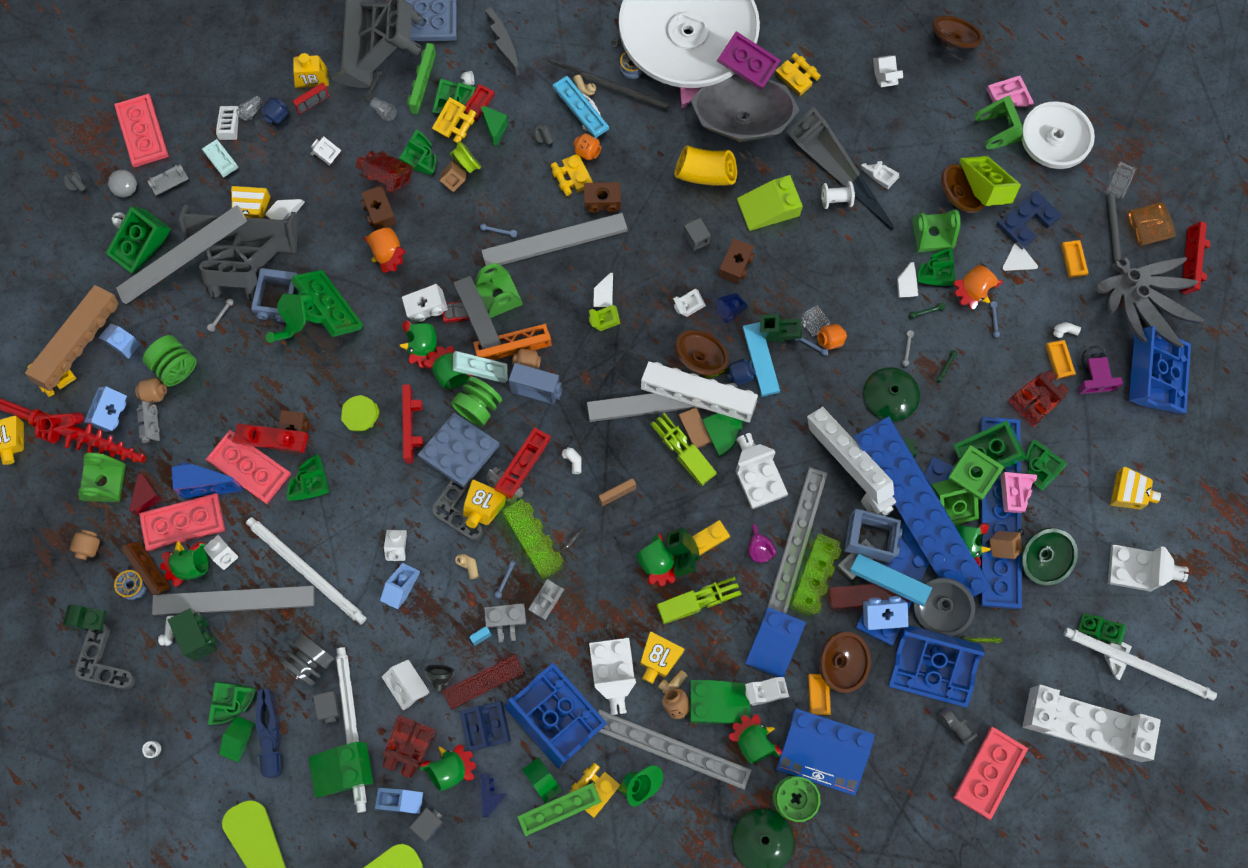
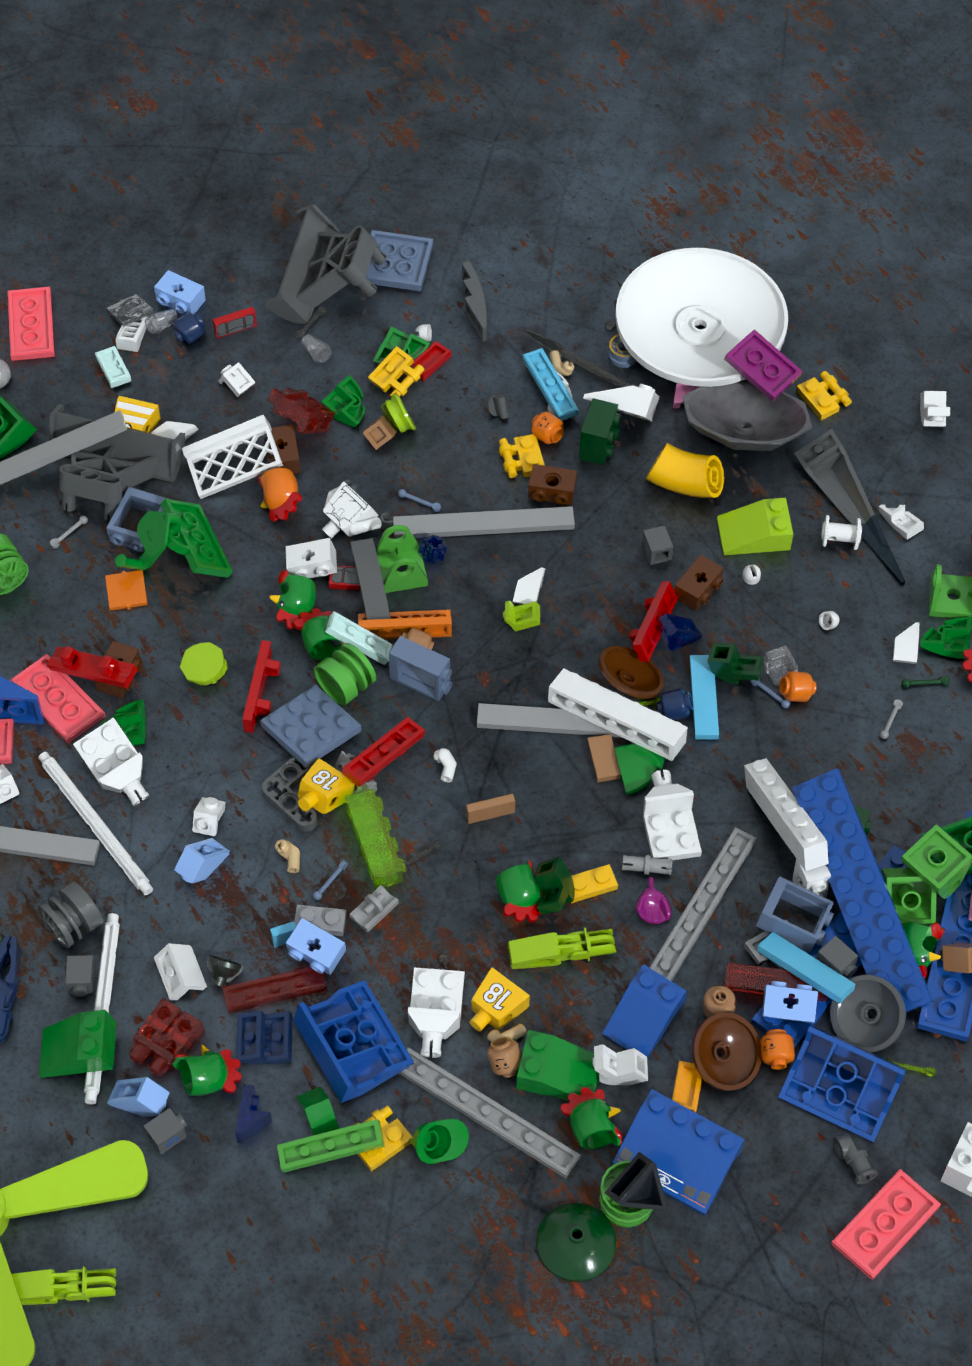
camera: 15 degrees right, 15 degrees down
(167, 179) = (42, 380): light grey hinge -> none
(221, 103) = (130, 310): none -> piece
(259, 80) = (179, 293): none -> light blue brick
(280, 358) = (126, 590): none -> orange piece
(308, 515) = (113, 760): none -> white plate
(309, 71) = (240, 292): yellow torso -> none
(334, 209) = (222, 443): none -> white fence
(423, 72) = (366, 328): bright green plate -> none
(446, 254) = (351, 512): none -> white torso
(495, 123) = (445, 385): green slope -> none
(500, 636) = (307, 936): none -> light blue brick
(520, 273) = (433, 549): none -> clear blue gear
(630, 143) = (599, 431): none -> dark green brick
(651, 112) = (631, 400): none -> white slope
(689, 303) = (628, 618): white bracket -> none
(691, 457) = (589, 786): lime arm -> none
(711, 292) = (648, 635): none -> red hinge
(748, 514) = (647, 864): none -> light grey pin
(772, 245) = (747, 575): none -> white hinge
(807, 801) = (638, 1186): none -> black slope
(815, 575) = (714, 948): clear neon green brick -> none
(825, 626) = (718, 1000): none -> medium nougat head
(839, 273) = (826, 617): none -> white hinge
(881, 650) = (777, 1049): none -> orange head
(884, 402) = (862, 777): dark green dish -> none
(913, 566) = (838, 957): none -> dark grey brick
(953, 353) = (947, 736): dark green hinge -> none

